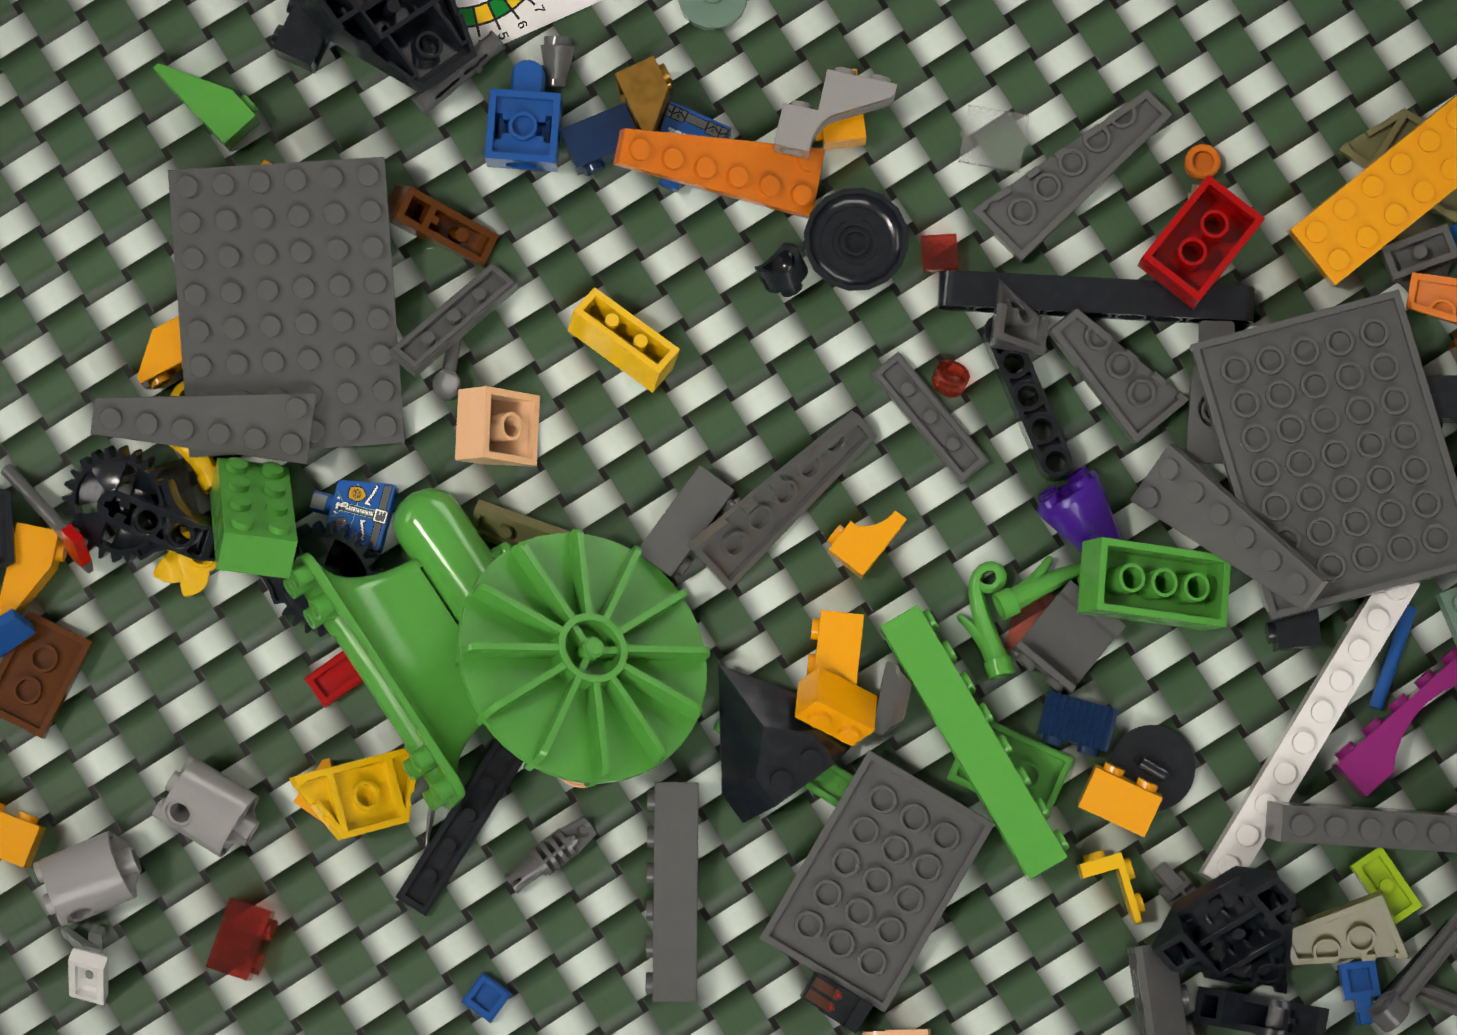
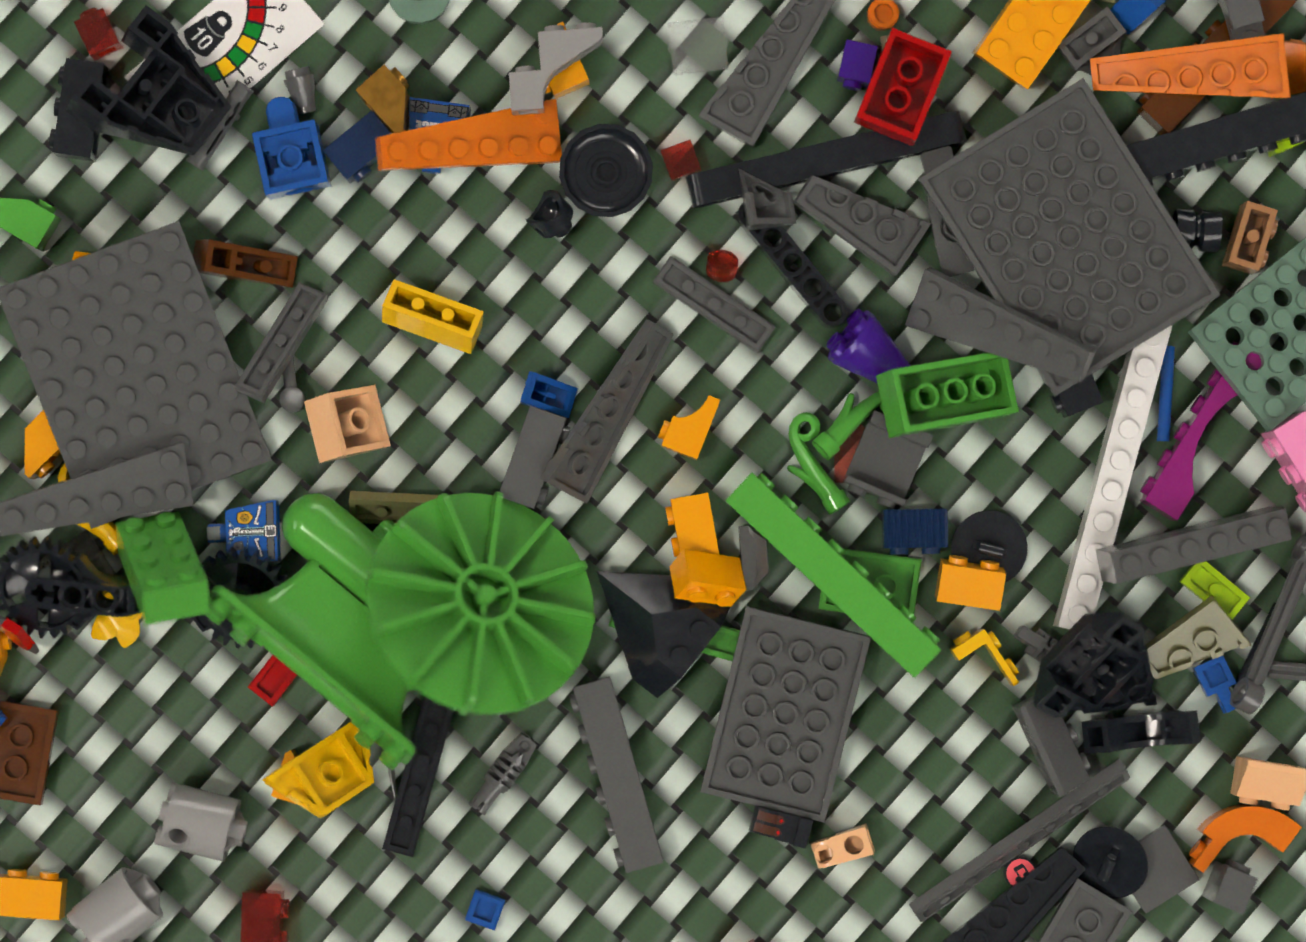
camera: 25 degrees left, 5 degrees up
(722, 459) = (548, 394): none -> blue slope
(1158, 206) = (856, 65): none -> dark purple brick

